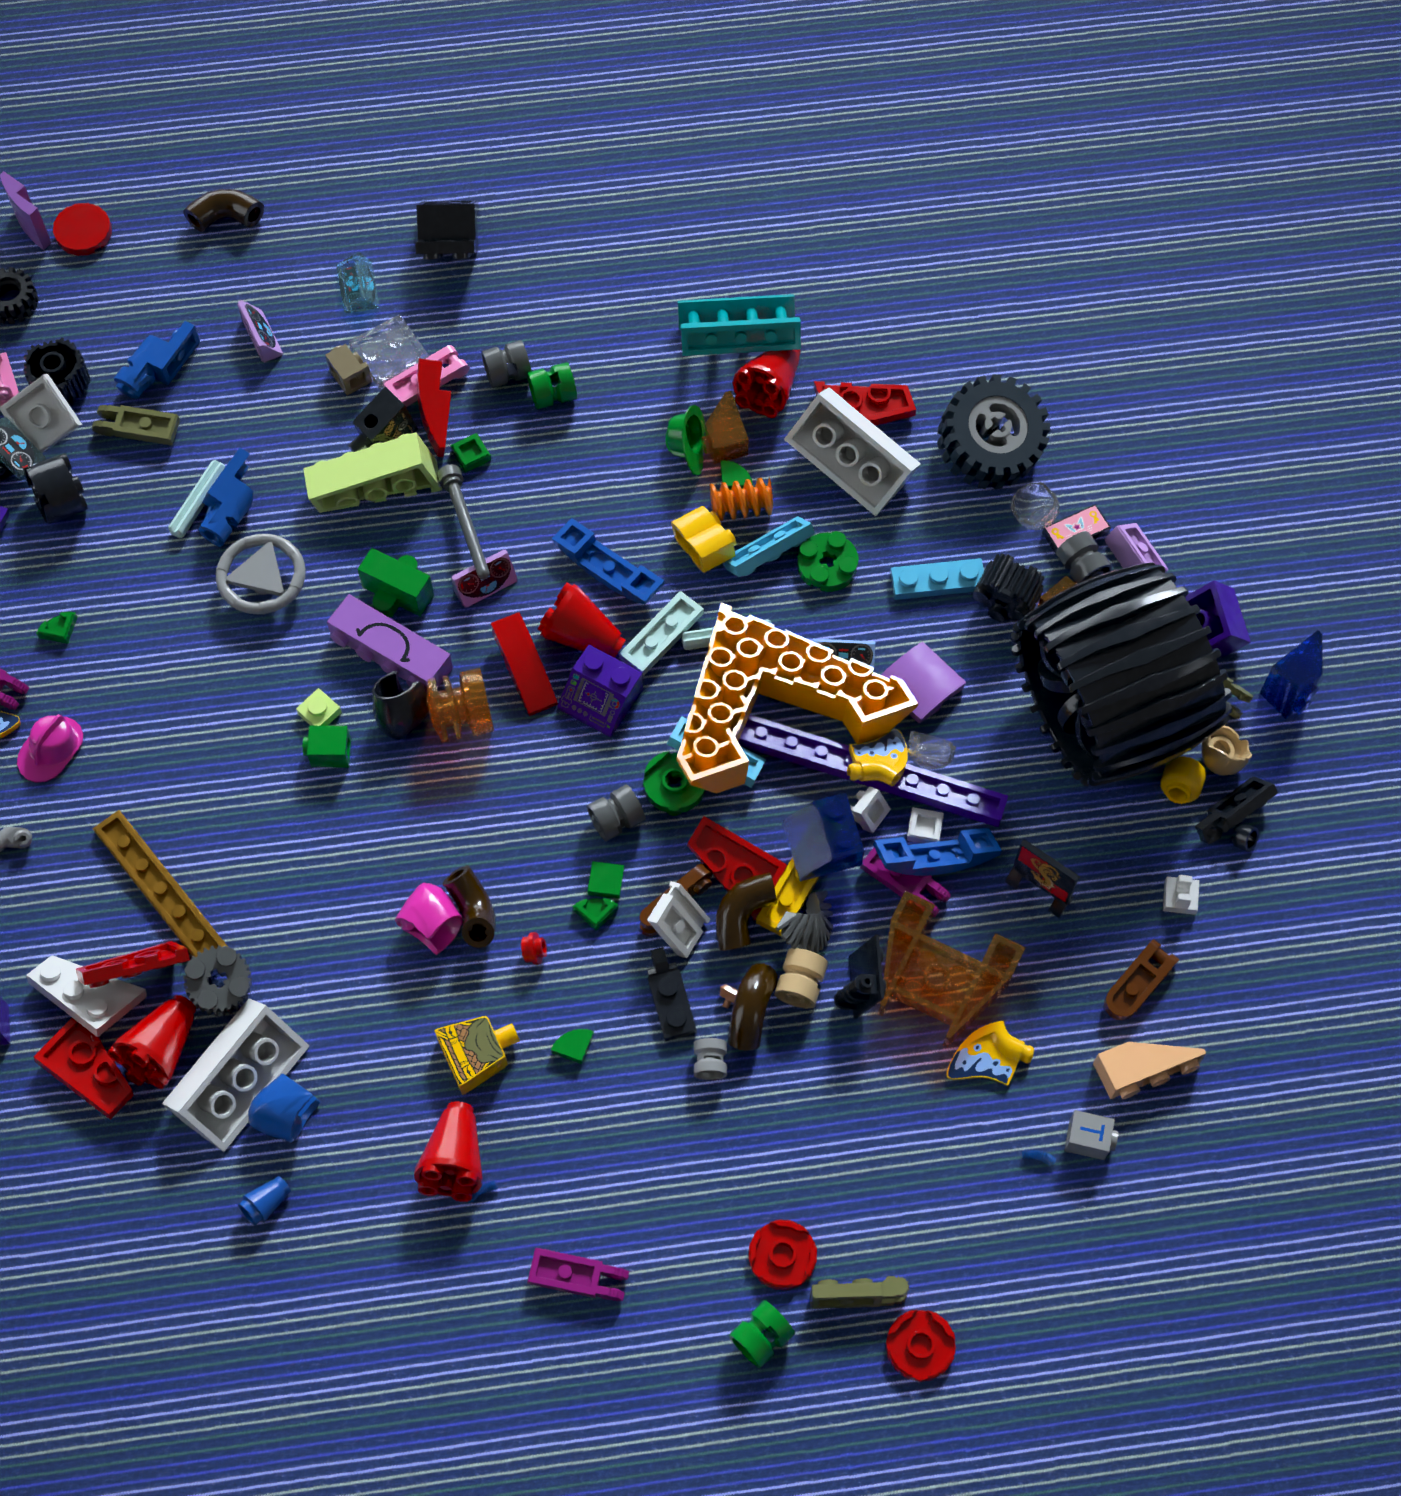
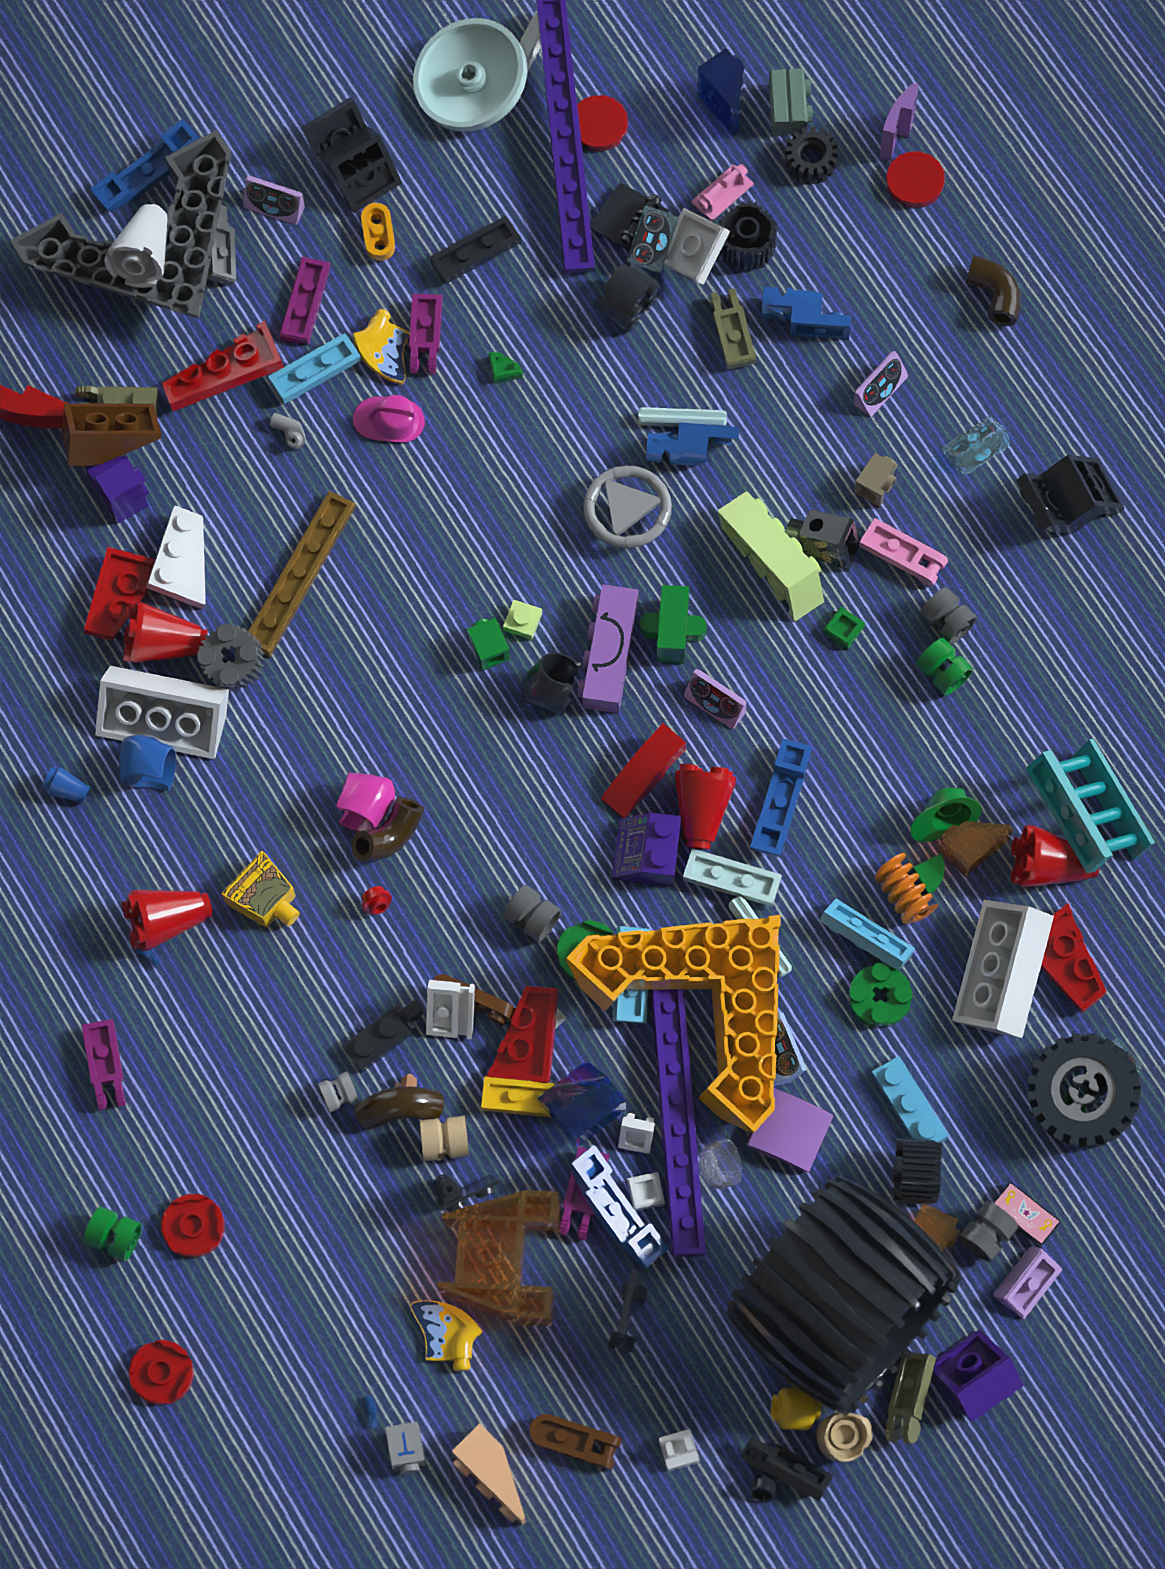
camera: 70 degrees right, 5 degrees up
(132, 964) = (216, 582): red wing -> none
(388, 349) = (914, 506): clear plate -> none
(433, 403) = (868, 571): red slope -> none
(451, 480) = (803, 623): dark grey piece -> none
(460, 705) = (571, 734): clear orange wheel -> none
(573, 1045) = (305, 973): green tile -> none
(595, 911) = (436, 938): green tile -> none
(606, 880) = (469, 934): green tile -> none
(704, 538) = (845, 873): yellow brick -> none
(738, 906) = (486, 1055): dark brown cylinder -> none
(810, 929) = (492, 1127): dark grey hair -> none
(859, 1293) = (183, 1303): olive hinge -> none
(879, 759) = (687, 1122): yellow arm -> none
(1035, 506) = (1026, 1163): clear hair -> none
(1295, 677) = (949, 1476): clear blue slope -> none

